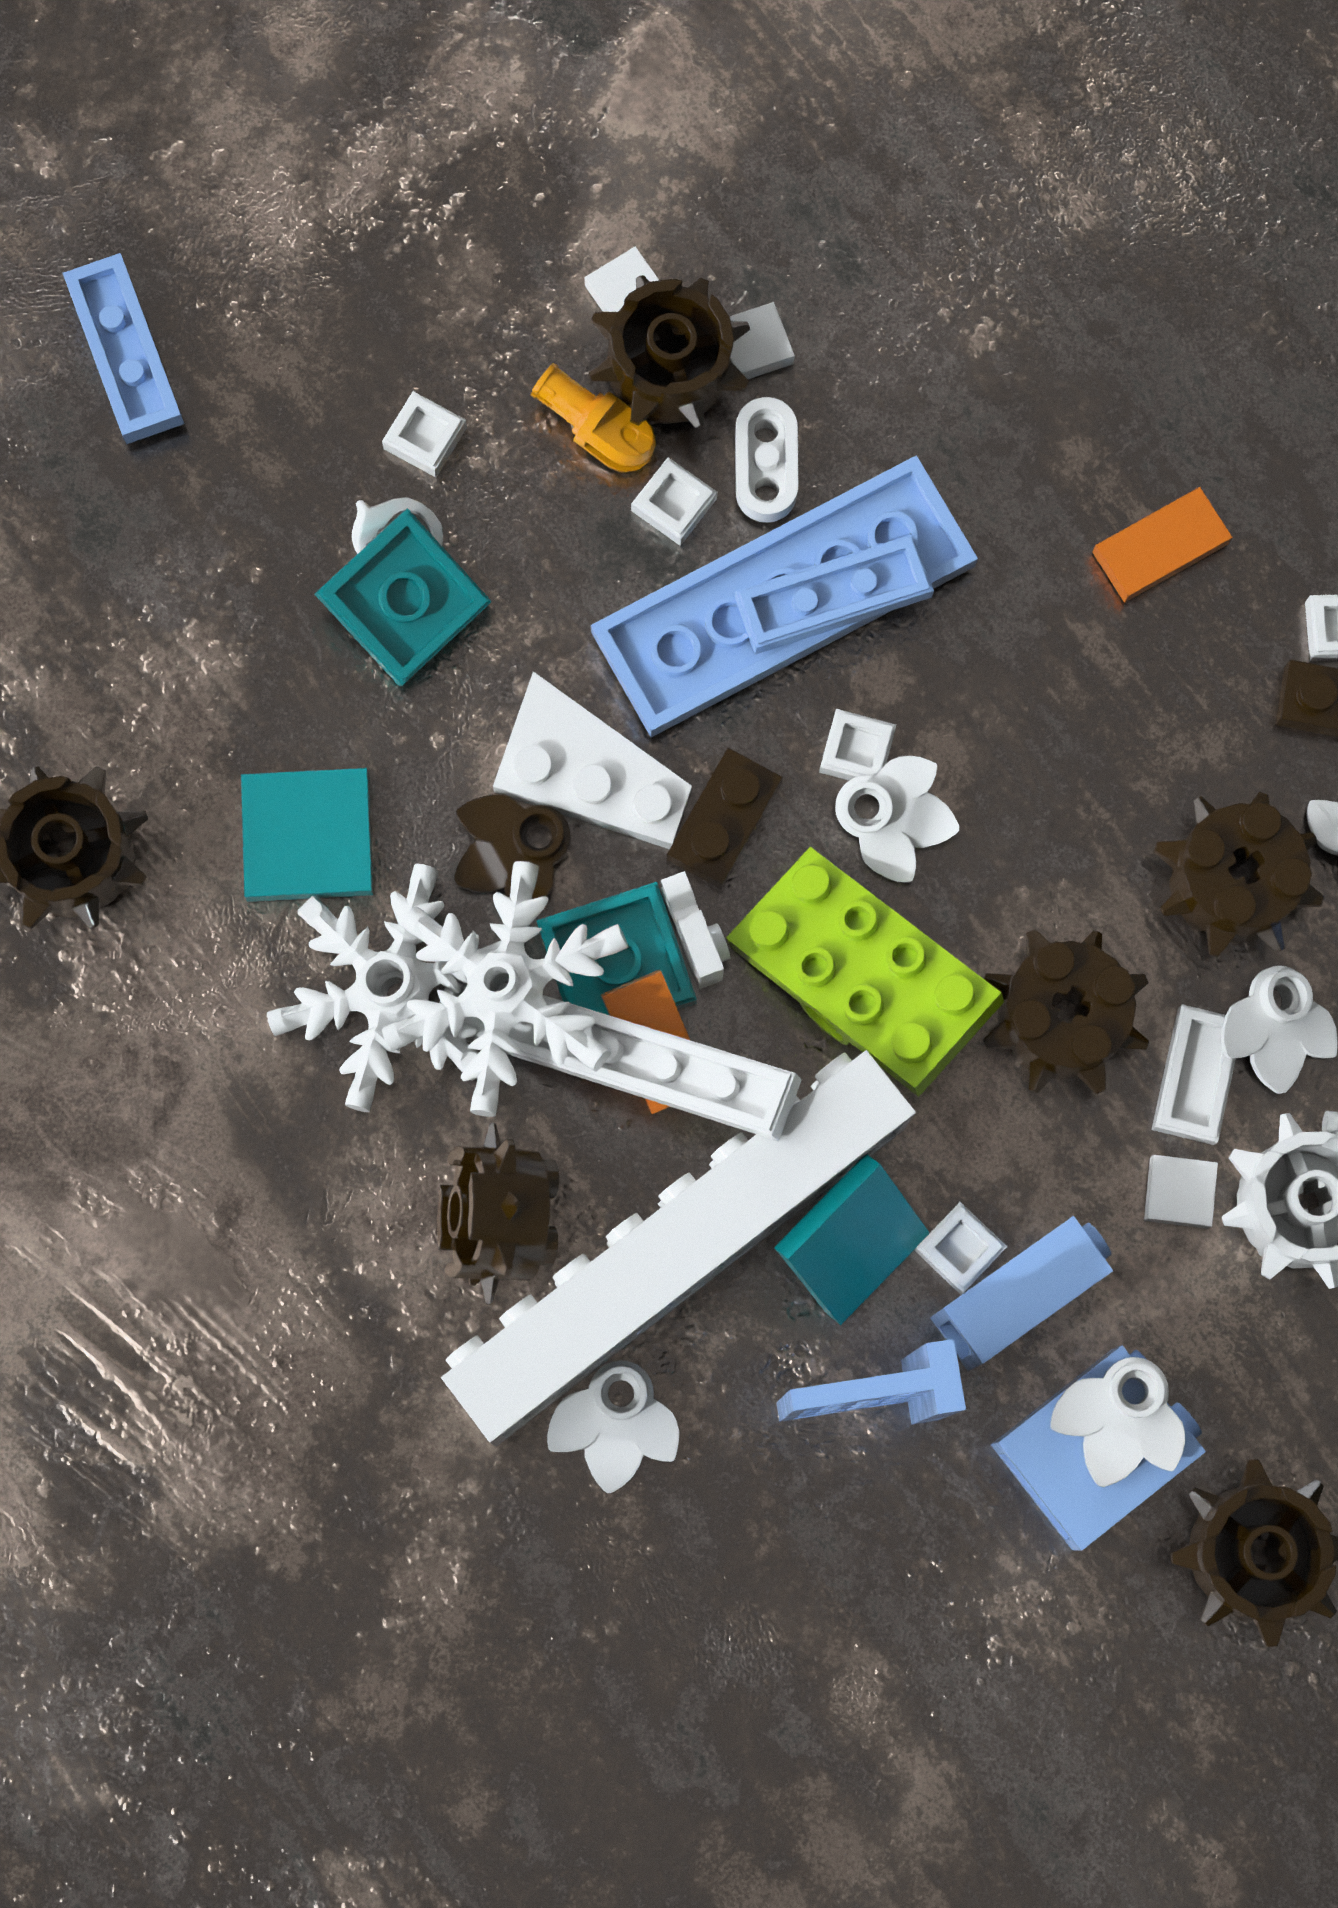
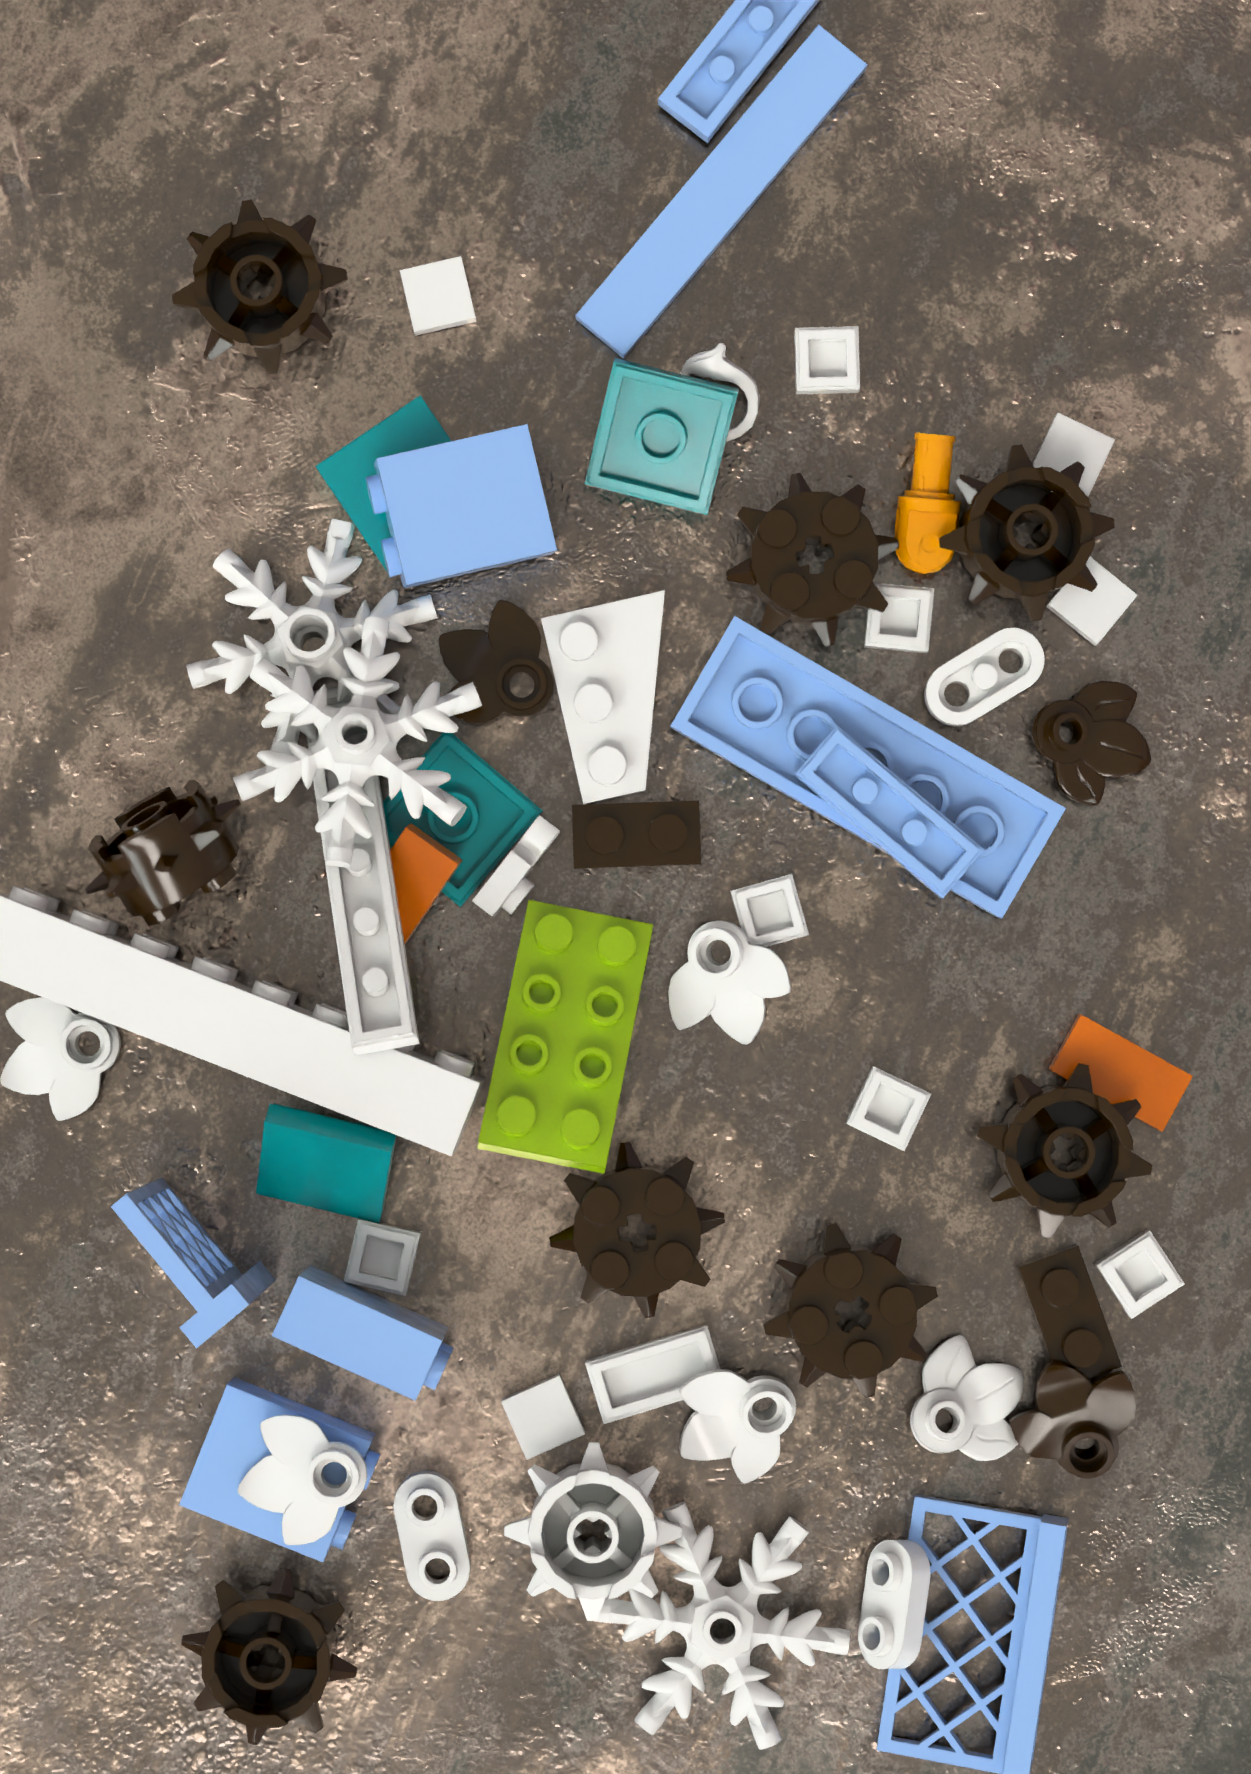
camera: 60 degrees right, 10 degrees up
(167, 712) = (438, 295): none -> white tile
(232, 437) = (721, 191): none -> light blue tile
(358, 789) = (461, 507): none -> light blue brick
(576, 500) = (845, 578): none -> dark brown brick
(875, 402) = (1100, 743): none -> dark brown plate
(1081, 748) = (888, 1108): none -> white tile
(1229, 597) = (1100, 1158): none -> dark brown brick
(1233, 1350) = (432, 1536): none -> white plate

